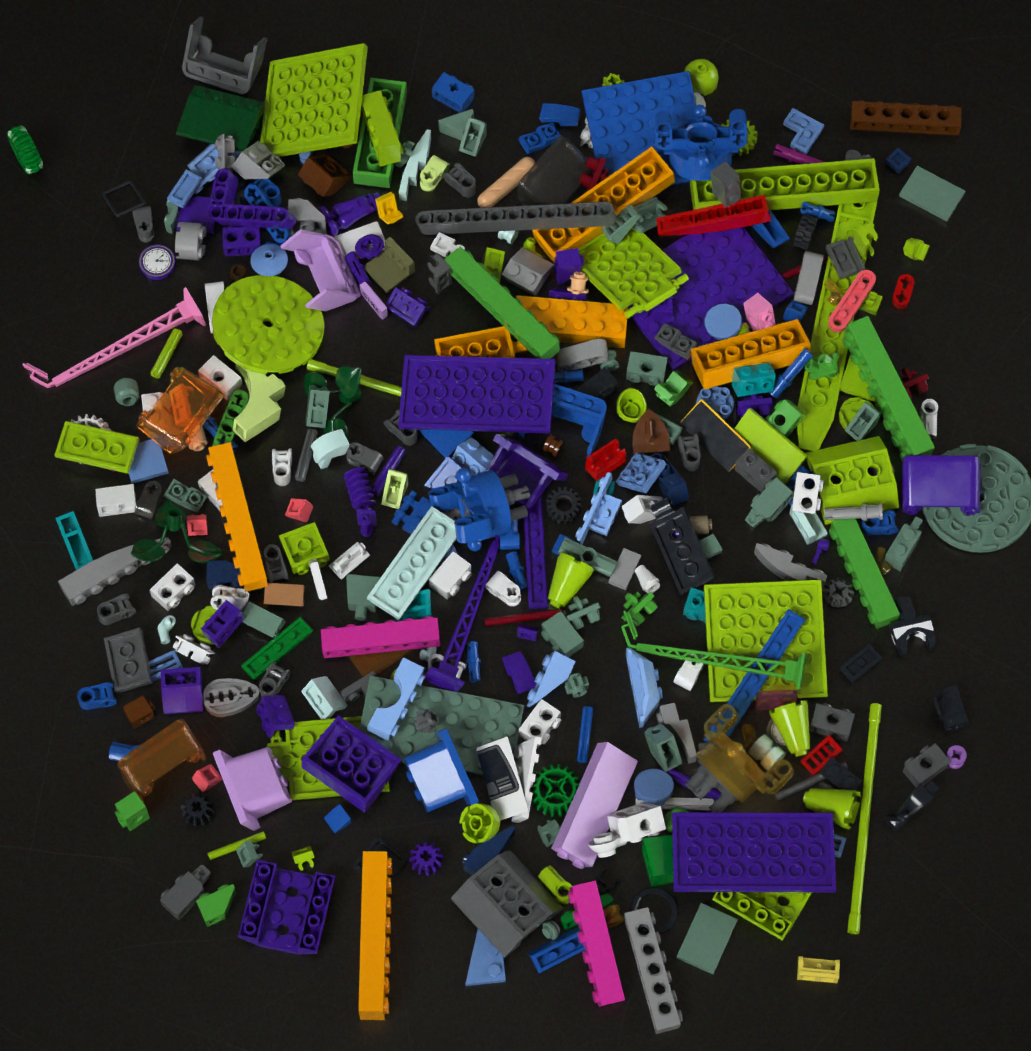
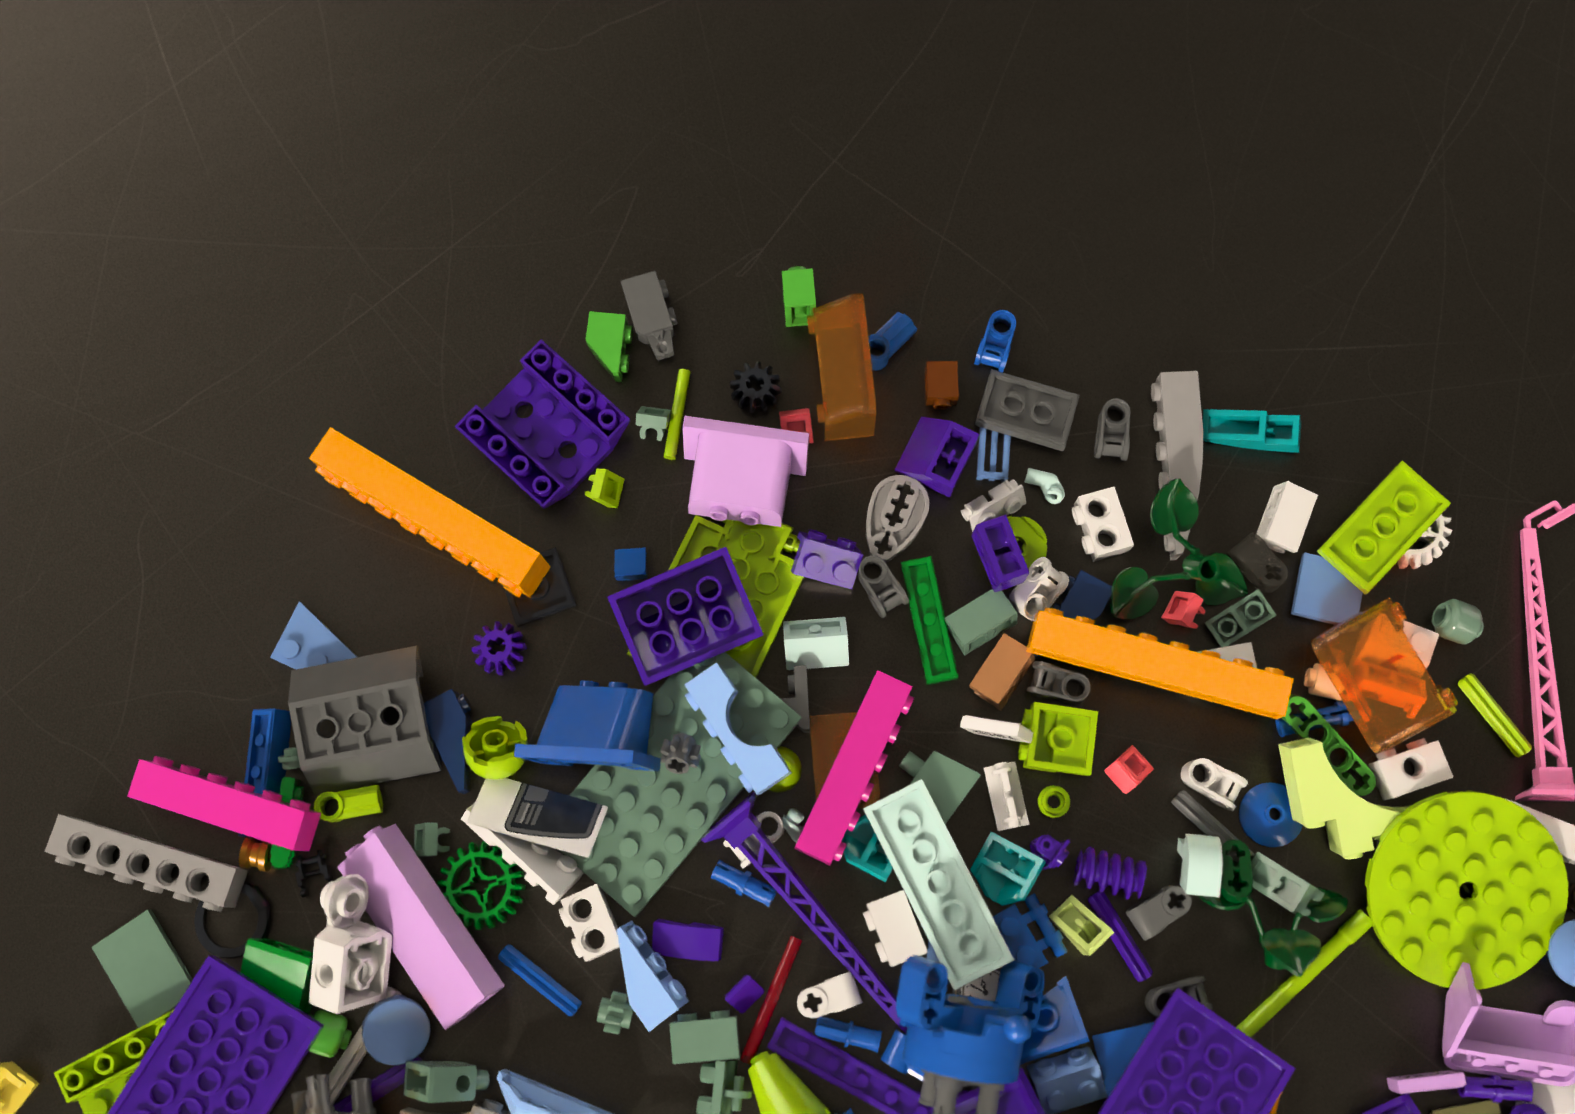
camera: 125 degrees right, 10 degrees up
(285, 439) = (1256, 819): none -> blue dish
(321, 426) = (1242, 871): none -> dark green beam
(338, 531) = (1063, 797): none -> lime plate
(387, 538) = (1006, 870): none -> teal slope

